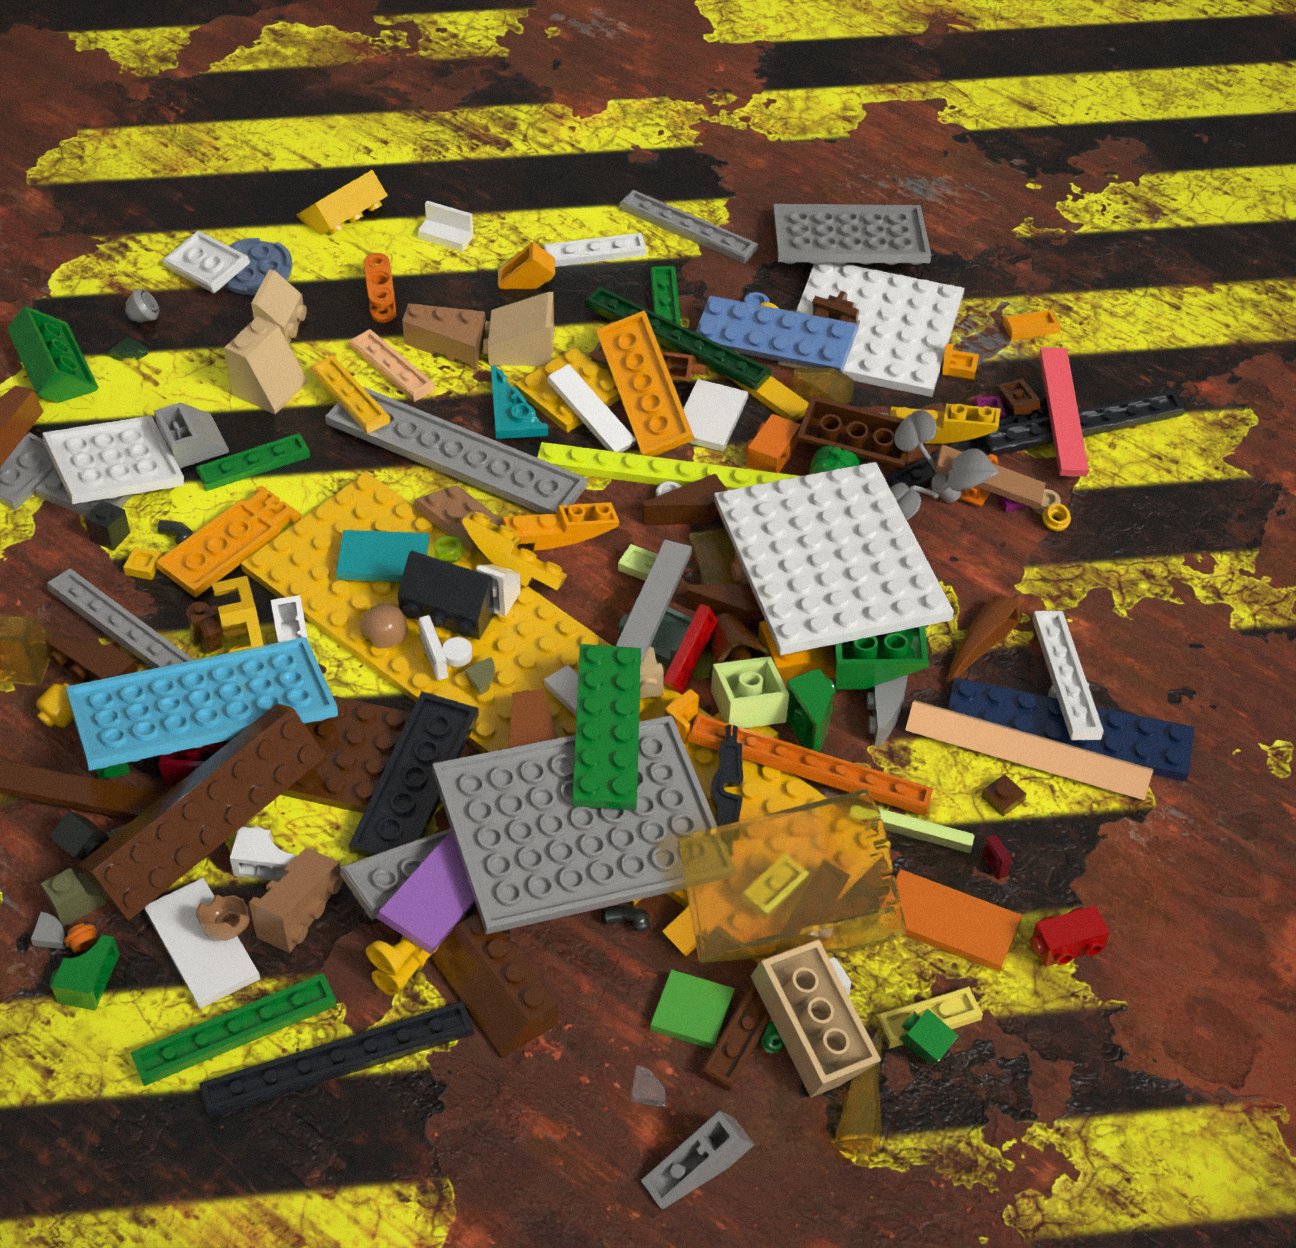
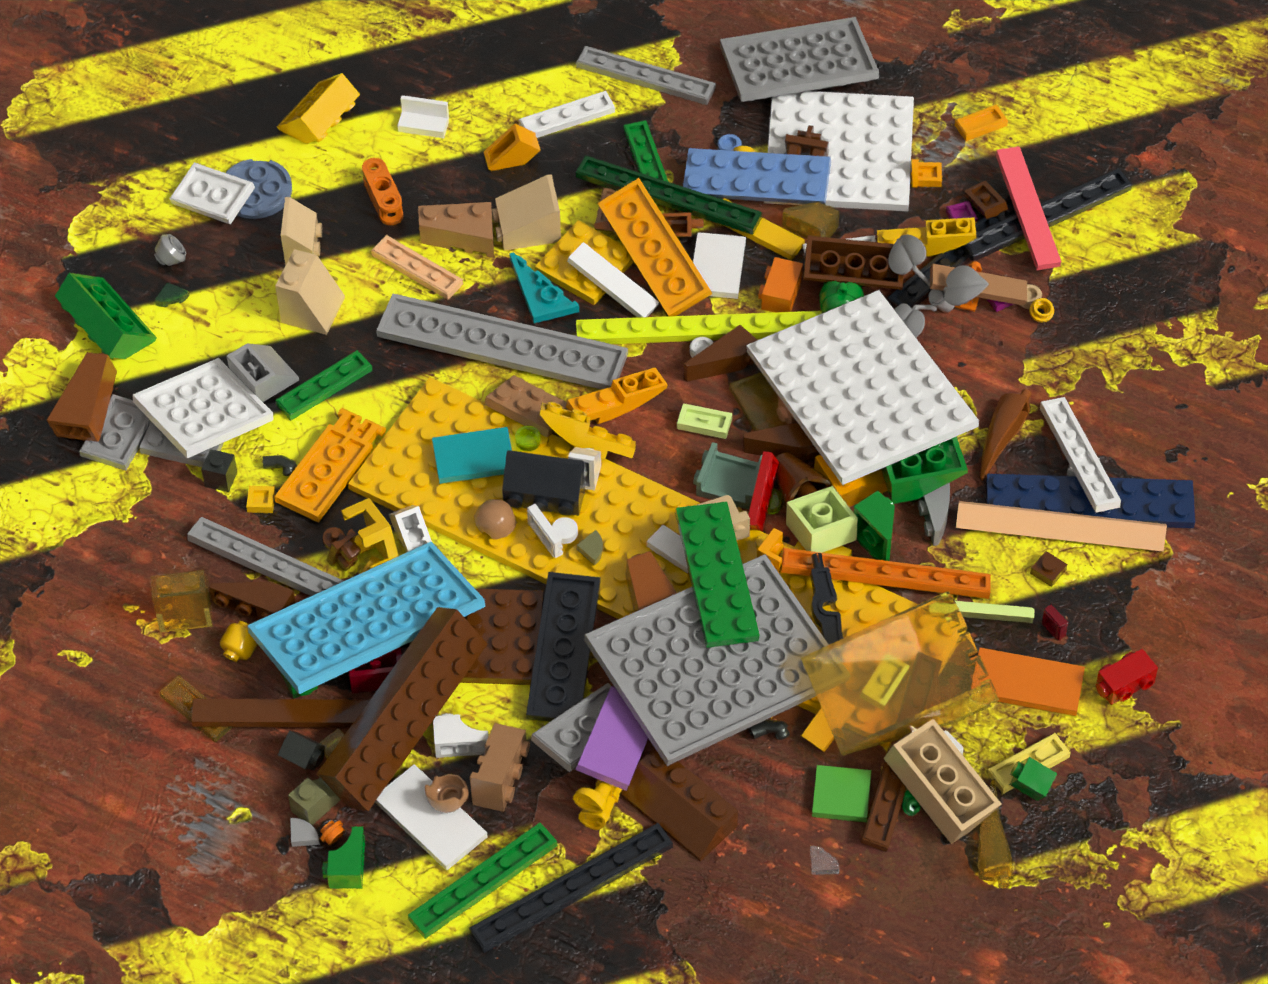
camera: 10 degrees left, 5 degrees up
(350, 394) = (392, 305): yellow tile -> none
(655, 596) = (720, 450): light grey tile -> none
(698, 1159) = (877, 908): light grey slope -> none

